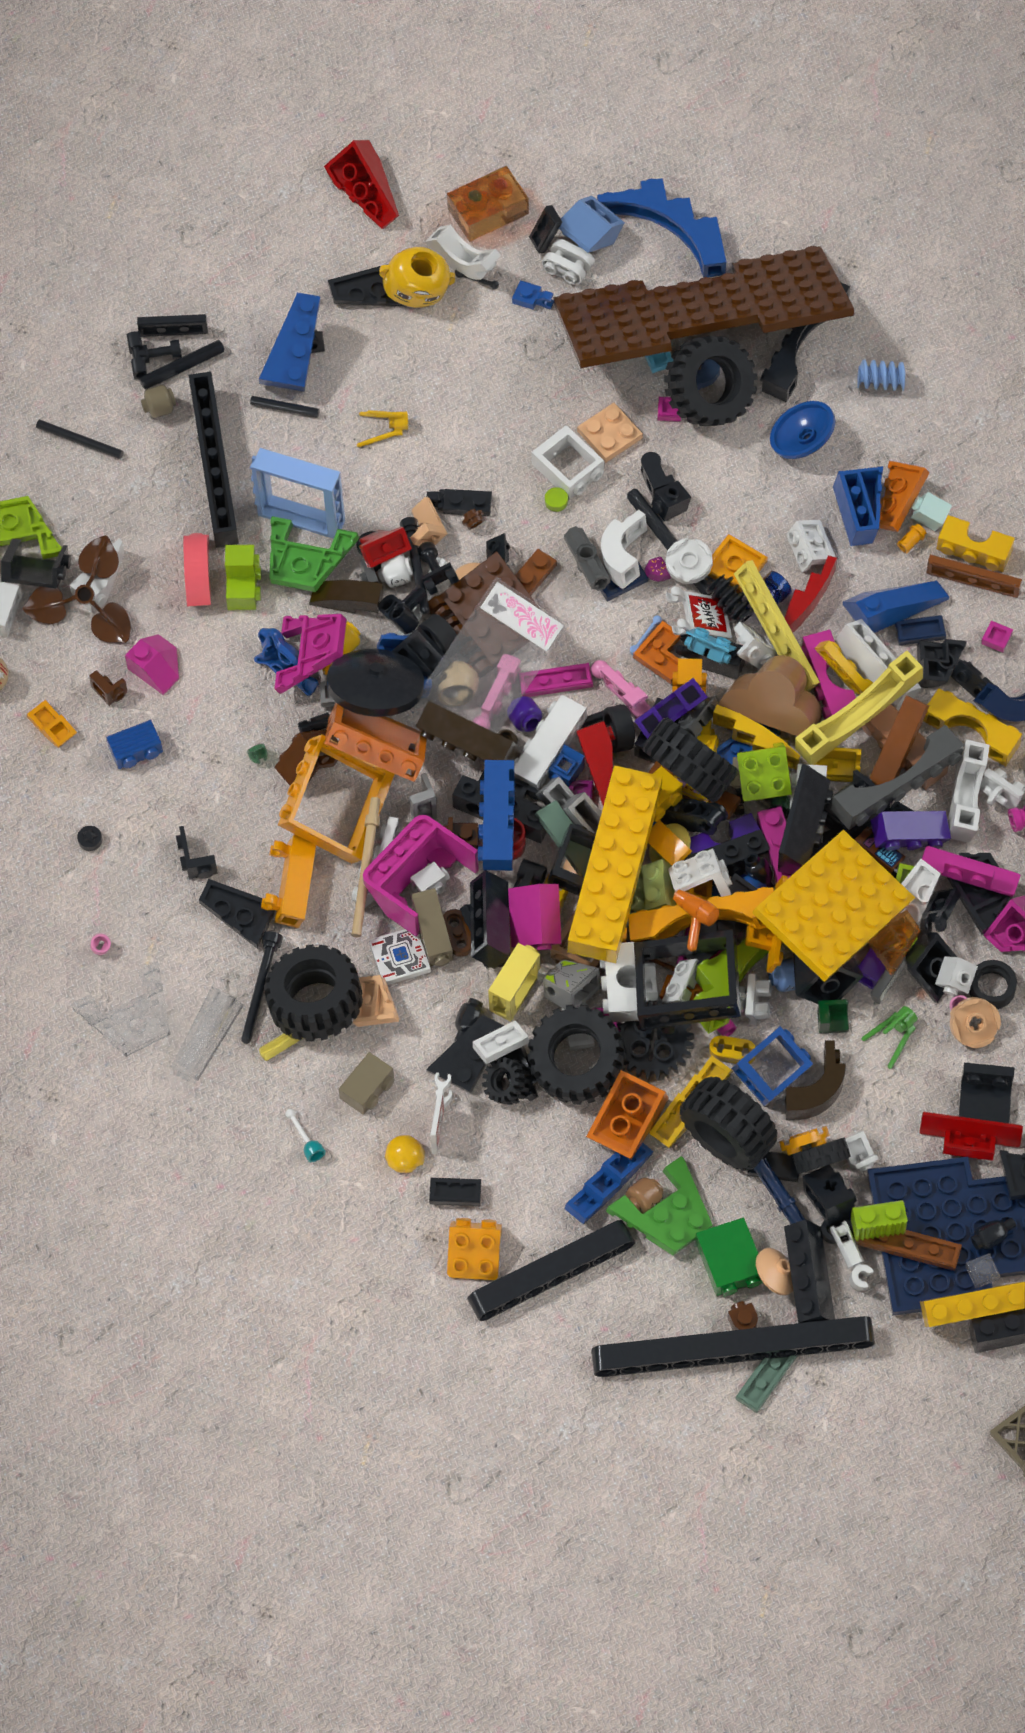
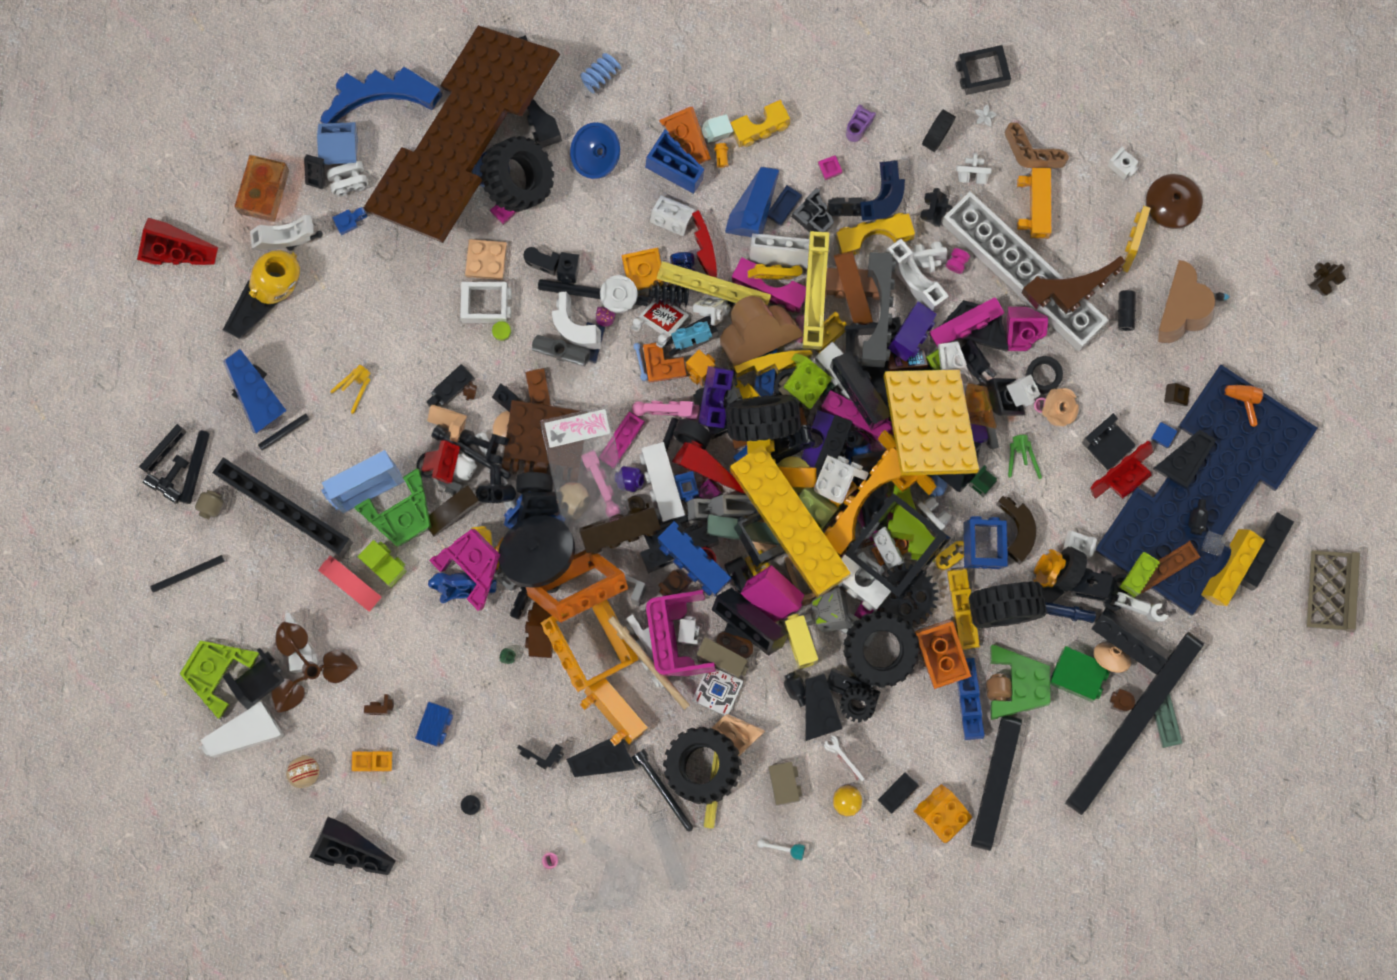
camera: 45 degrees left, 15 degrees up
(154, 662) = (388, 662): dark pink slope -> none
(500, 1042) = (835, 686): white plate -> none
(700, 911) = (869, 501): orange piece -> none
(974, 576) = (780, 144): dark orange tile -> none

